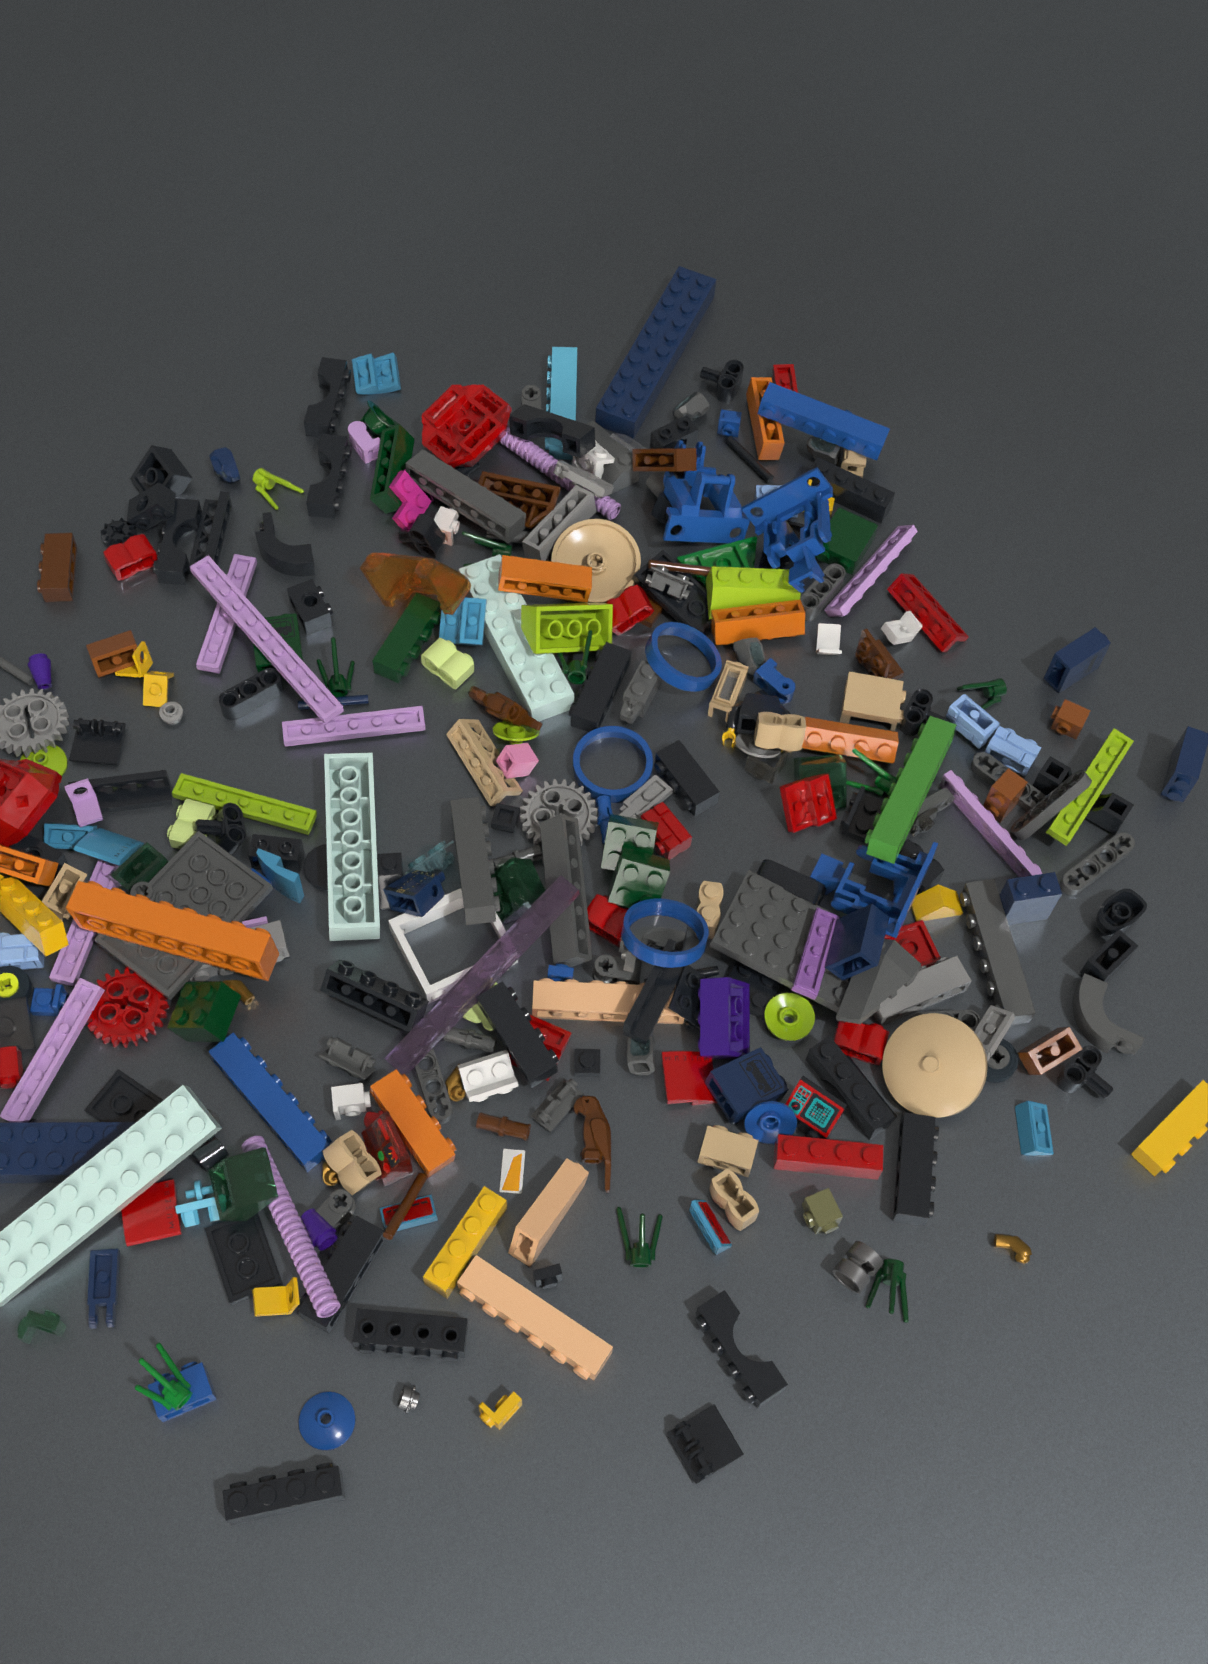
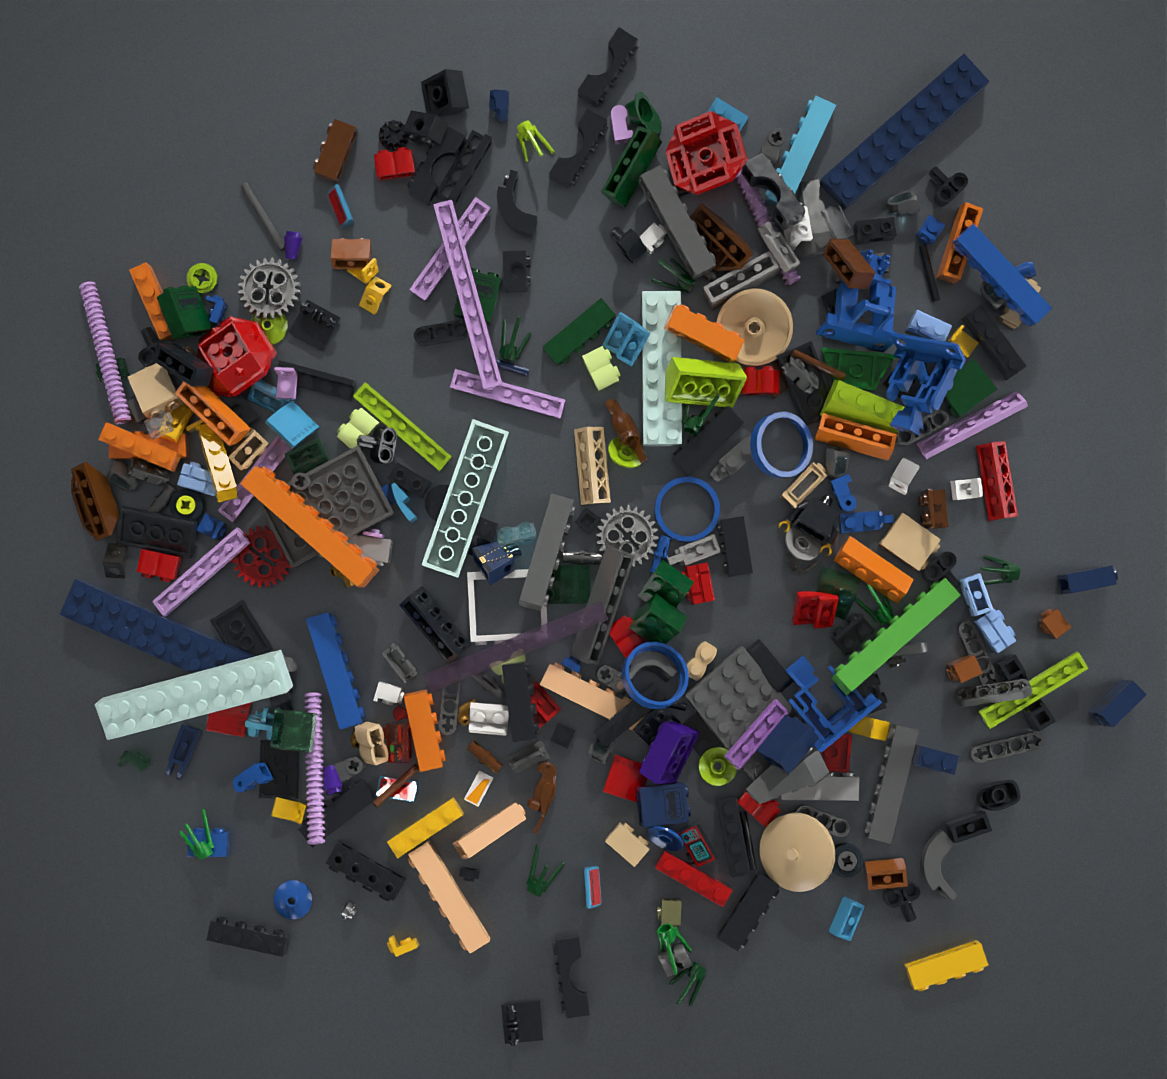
camera: 25 degrees right, 25 degrees up
(83, 616) = (340, 206): none -> slope
(174, 717) = (381, 326): light grey plate -> none
(204, 1011) = (313, 588): dark green brick -> none
(209, 1276) = (249, 778): none -> blue leg
(376, 374) = (659, 56): dark azure slope -> none
(400, 575) = (617, 303): clear orange windscreen -> none
(412, 497) = (635, 205): dark pink plate -> none
(517, 760) = (615, 479): bright pink brick -> none
(738, 1204) = (613, 874): tan brick -> none
(779, 731) = (823, 547): tan brick -> none
(785, 376) = (997, 209): red plate -> none
(815, 700) = (863, 521): none -> blue hinge
(832, 1234) = (667, 934): none -> green plant
(989, 828) = (943, 695): lavender plate -> none
(993, 1028) = (851, 844): light grey hinge -> none
(1021, 1249) = (789, 989): pearl gold arm -> none

